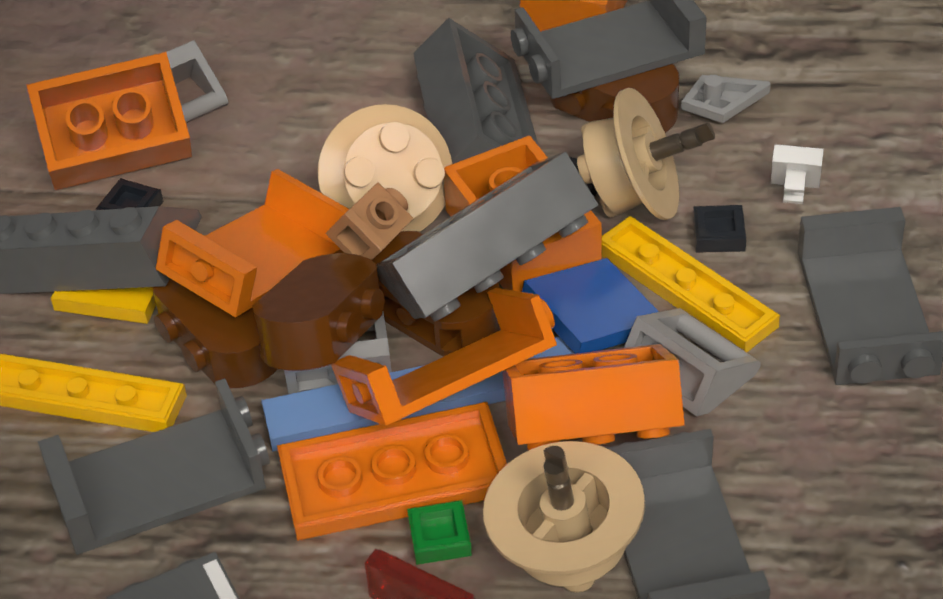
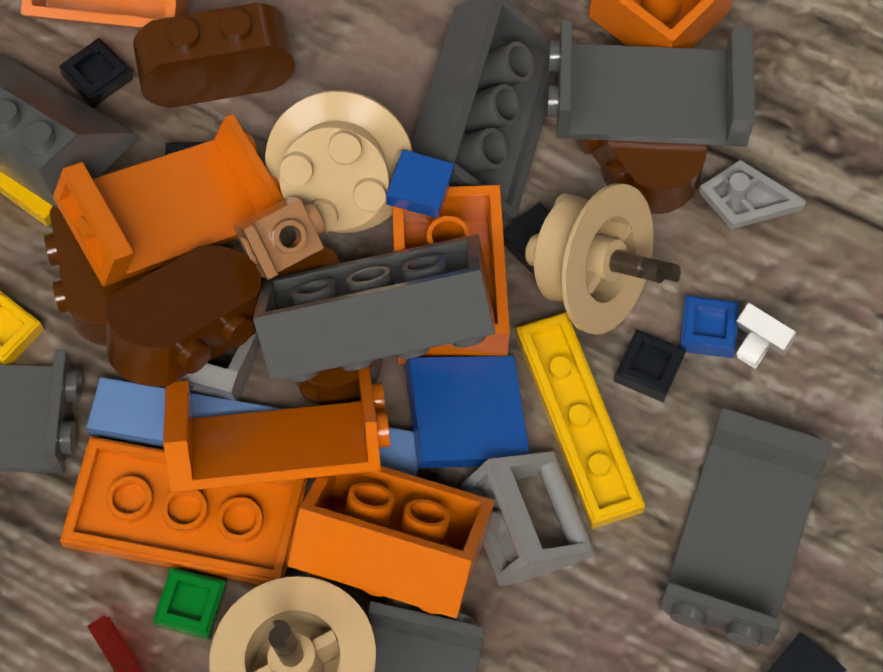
camera: 20 degrees right, 20 degrees up
(231, 147) = (213, 55): none -> reddish brown brick
(466, 152) = (420, 184): none -> blue tile
(749, 186) = (709, 326): none -> blue tile

